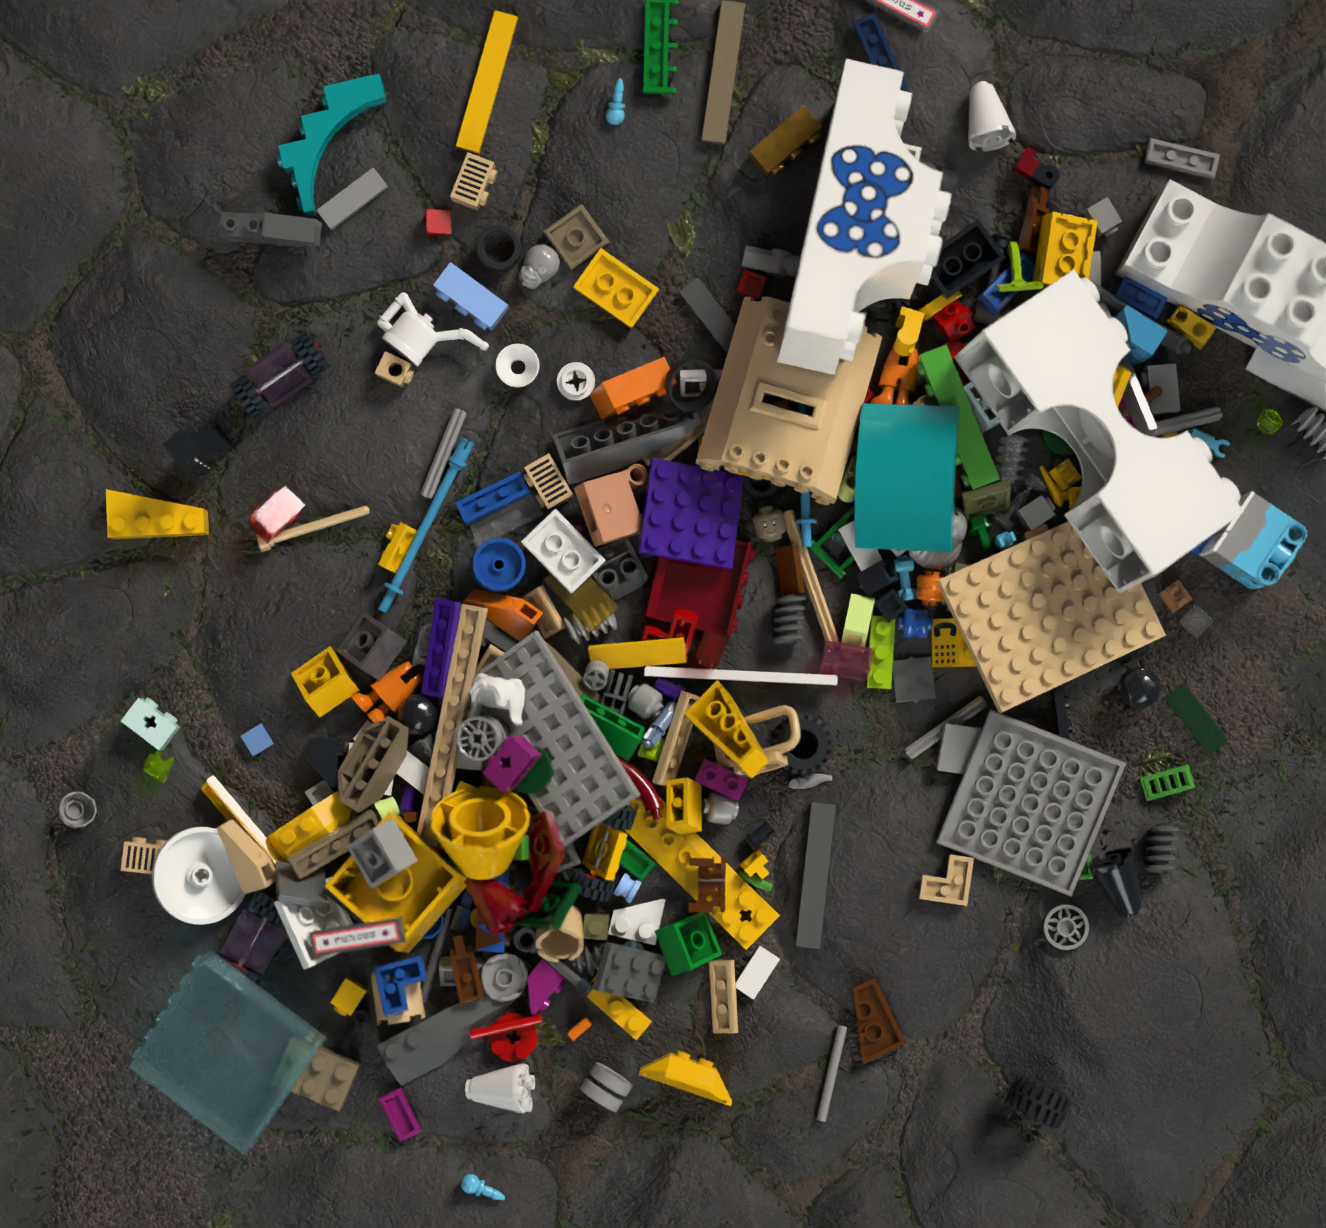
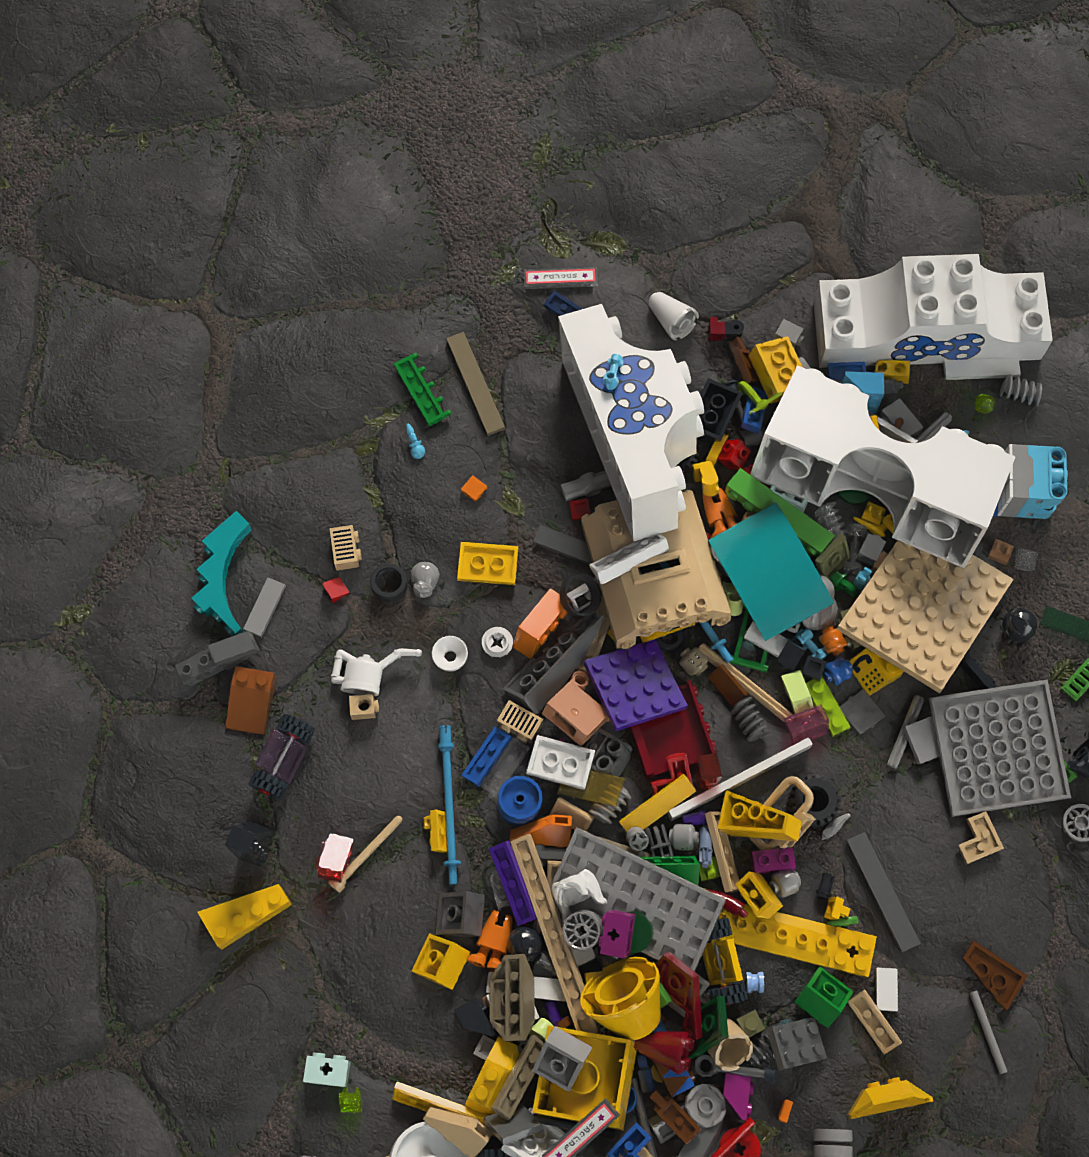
camera: 25 degrees left, 15 degrees down
(257, 739) = (414, 1036): medium blue tile -> none
(281, 294) = (250, 700): none -> dark orange slope
(443, 453) = (432, 747): light grey axle -> none
(470, 297) = (388, 626): light blue brick -> none
(487, 82) = (315, 478): yellow tile -> none
(576, 237) = (439, 545): dark tan tile -> none
(621, 1011) = (805, 1079): yellow plate -> none
(636, 861) = (750, 959): green tile -> none
(638, 921) = (778, 1003): white wing -> none
(651, 194) = (474, 488): none -> orange tile
(709, 885) = (812, 942): reddish brown piece -> none
(761, 375) = (628, 557): none -> white slope
(786, 142) = (546, 403): pearl gold brick -> none
(852, 170) = (610, 379): none -> medium azure bar
(1181, 158) = (814, 272): light grey tile -> none

